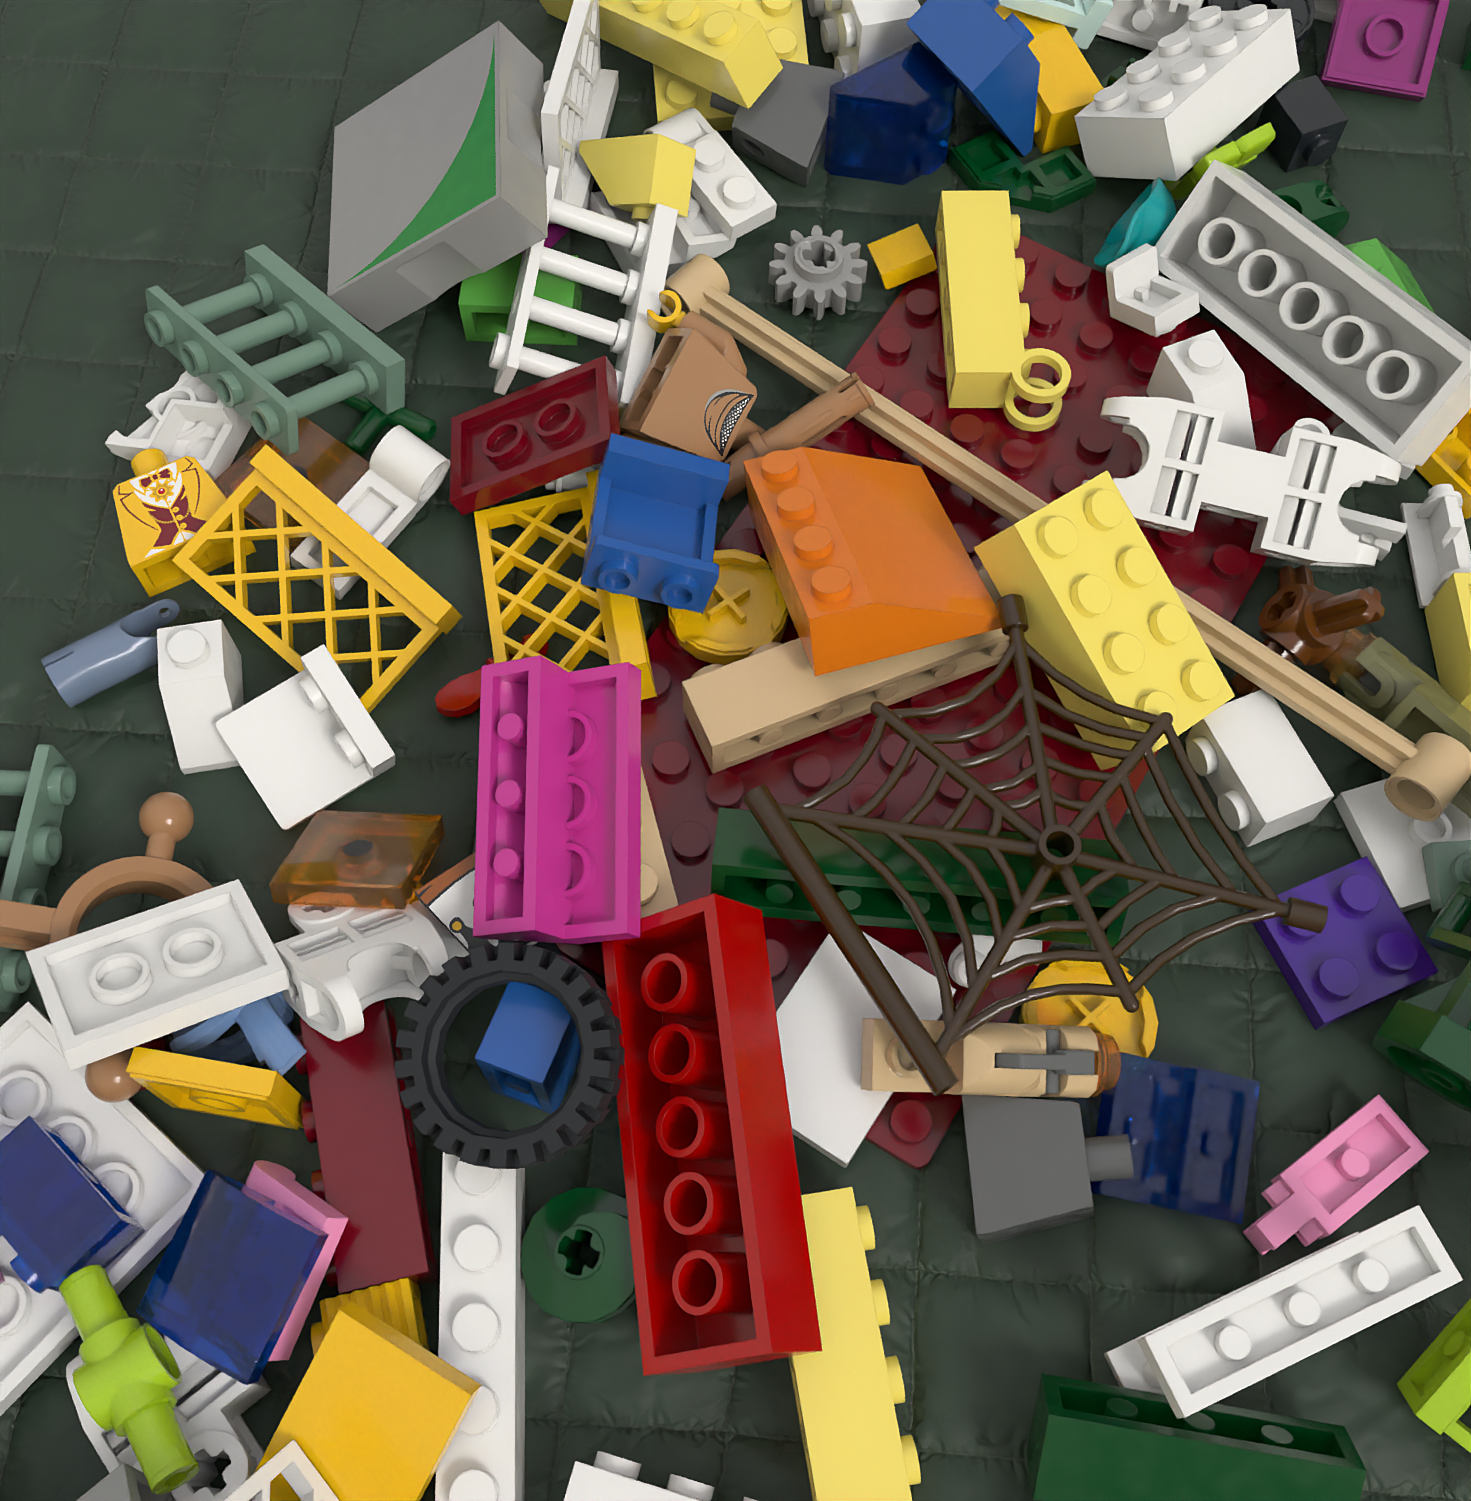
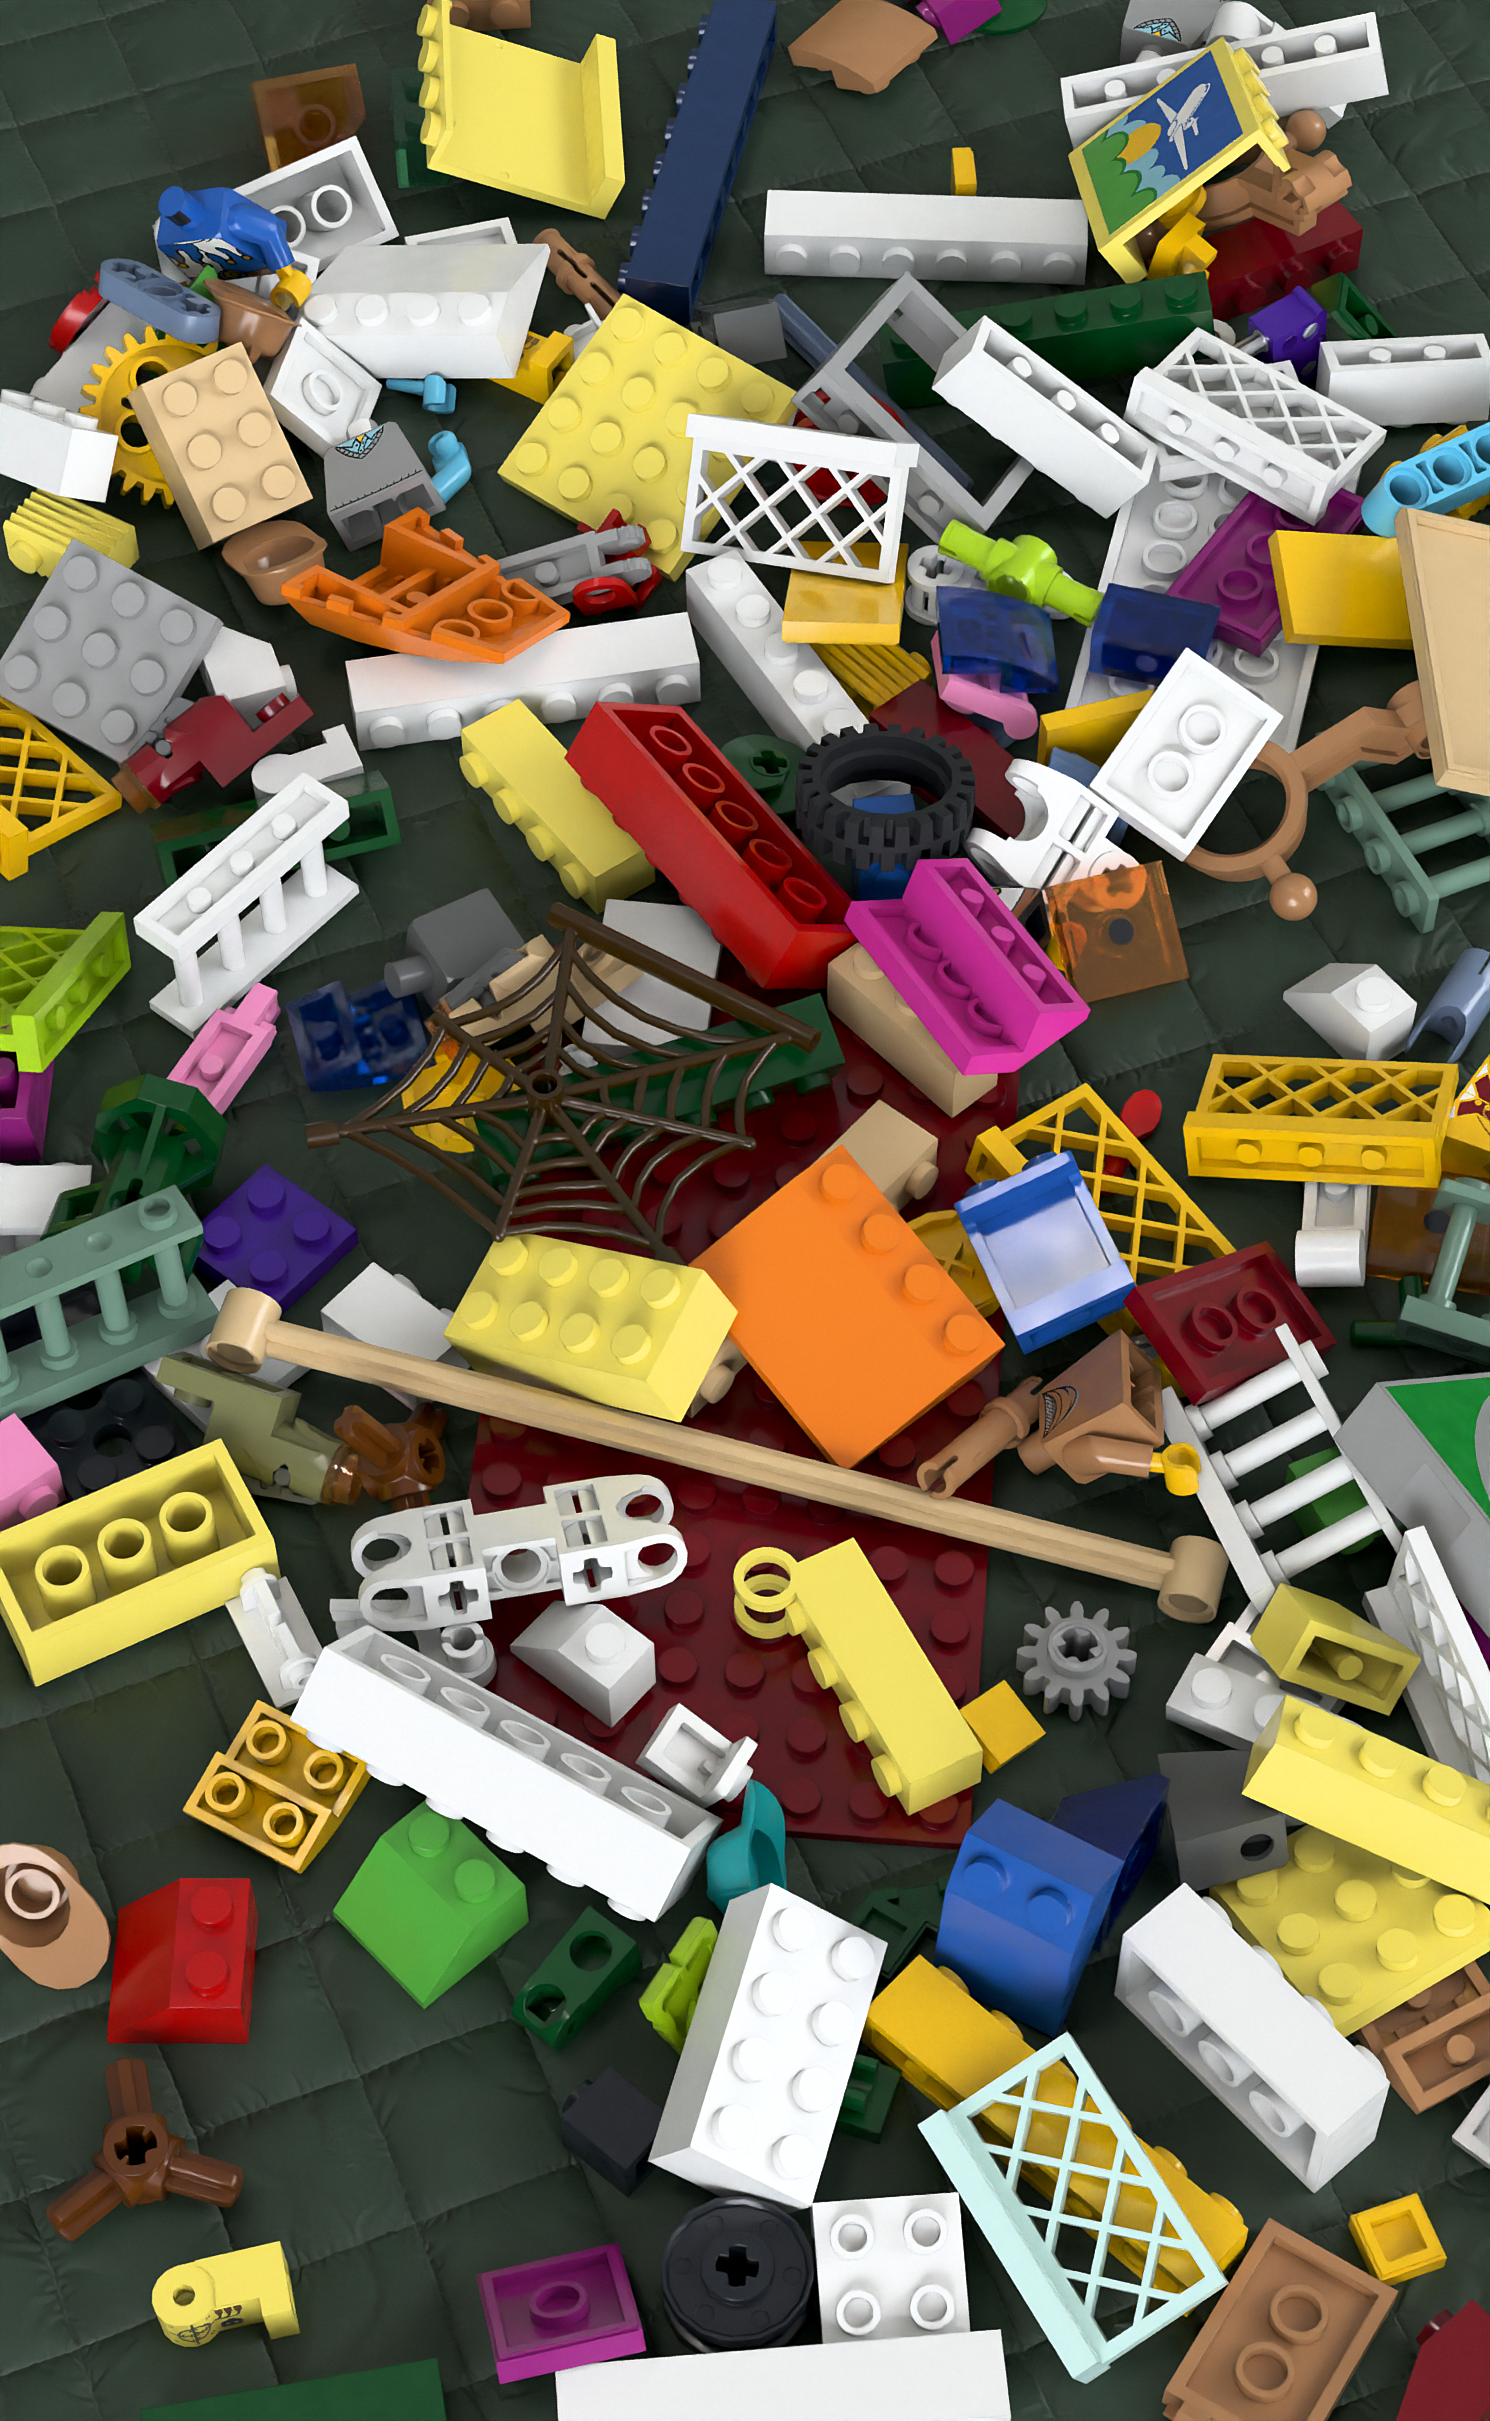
camera: 155 degrees right, 10 degrees down
(306, 741) = (1226, 1005): white bracket -> none

